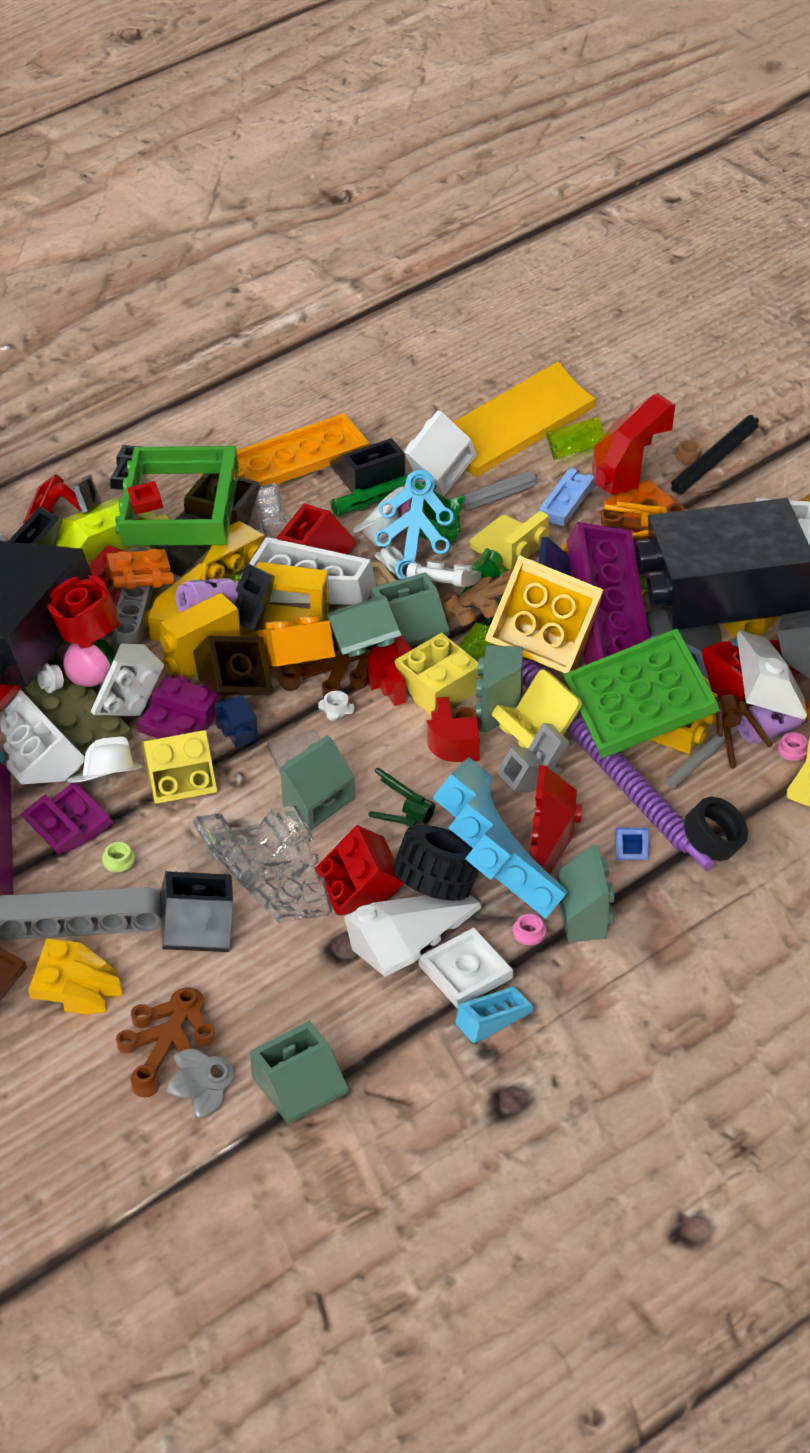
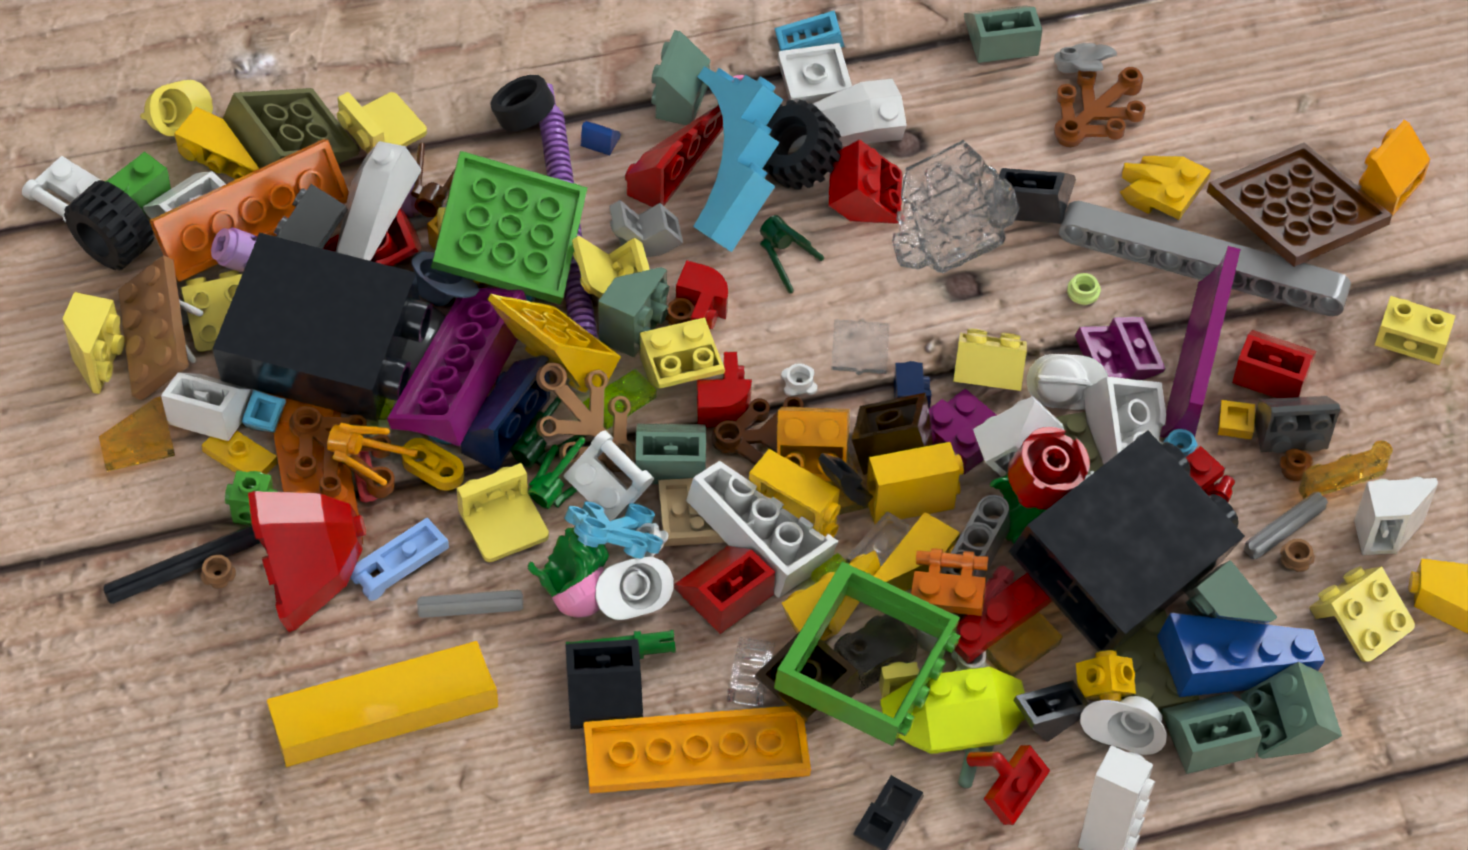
camera: 160 degrees left, 10 degrees up
(86, 493) = (970, 740): black slope -> none
(145, 497) = (918, 624): red plate -> none
(197, 591) = (869, 518): lavender piece -> none
(317, 782) = (868, 277): sand green slope -> none
(363, 626) = (742, 401): sand green slope -> none
(441, 451) = (519, 642): white slope -> none
(574, 438) = (320, 639): clear neon green plate -> none
(699, 488) = (237, 493): none -> bright green brick

